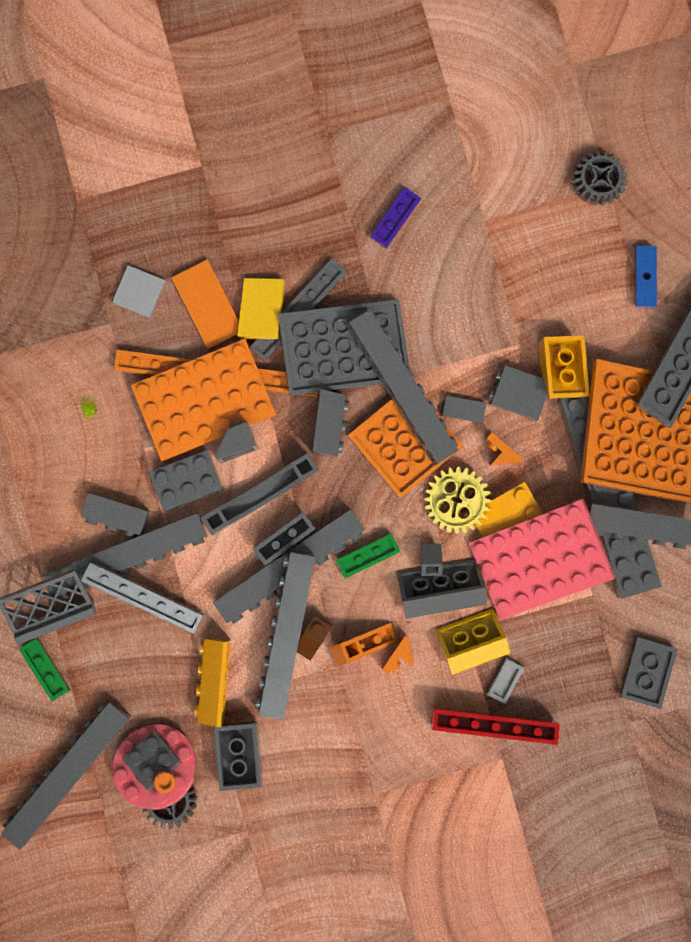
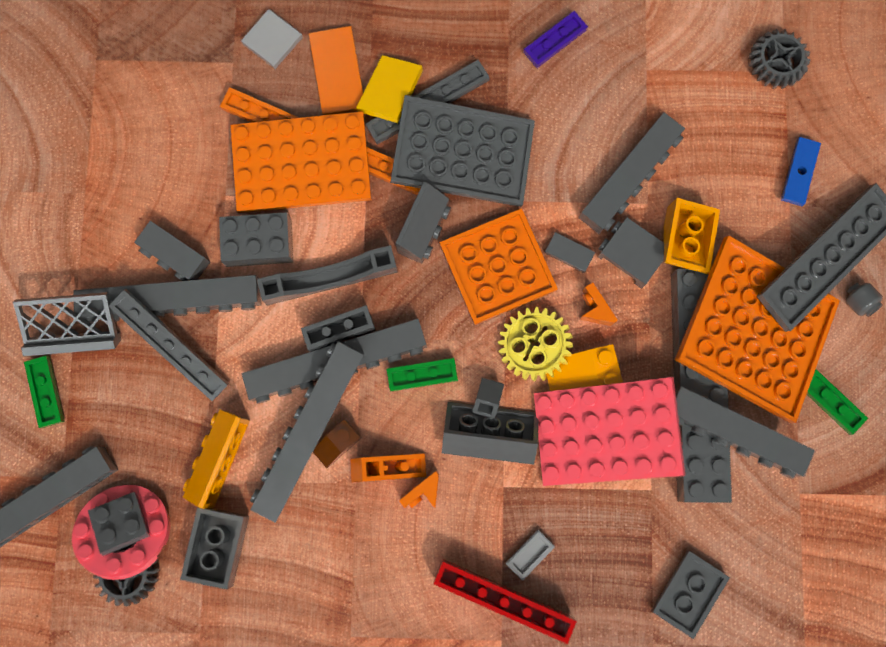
camera: 20 degrees right, 5 degrees down
(89, 409) = (180, 137): clear neon green hinge -> none
(164, 782) = (121, 550): orange tile -> none
(236, 442) = (319, 214): dark grey slope -> none
(402, 387) = (511, 208): dark grey brick -> none
(472, 641) = (507, 500): yellow slope -> none
(498, 322) = (631, 173): none -> dark grey brick

